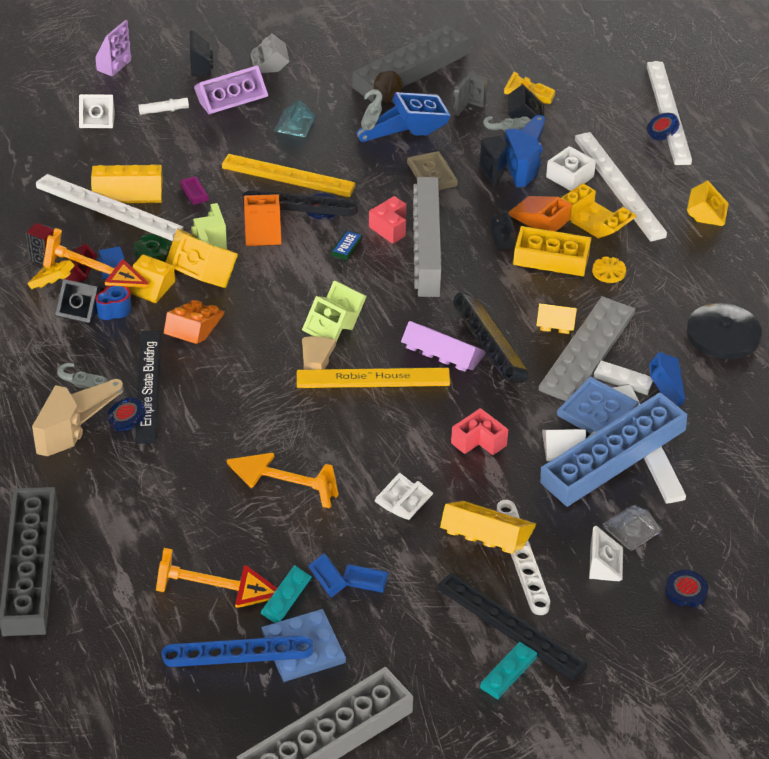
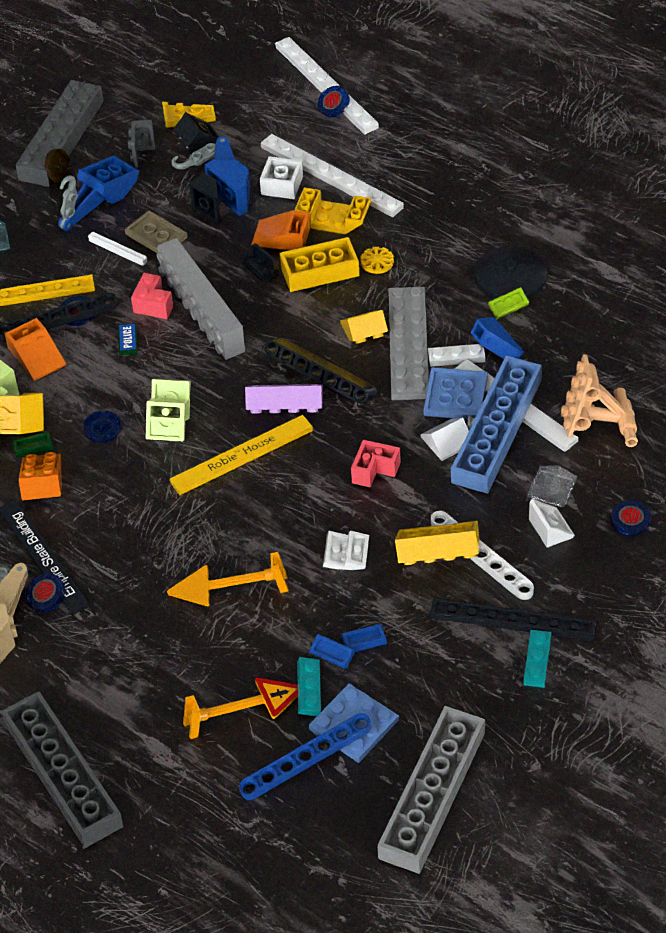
camera: 25 degrees left, 5 degrees up
(207, 294) = (32, 444): none -> dark green tile
(274, 304) = (102, 426): none -> clear blue tile
(317, 352) = (174, 453): tan slope -> none
(392, 171) = (117, 248): none -> white axle
(700, 472) = (580, 411): none -> light nougat plate
(702, 353) = (508, 303): none -> lime plate
(707, 205) = (421, 161): yellow slope -> none

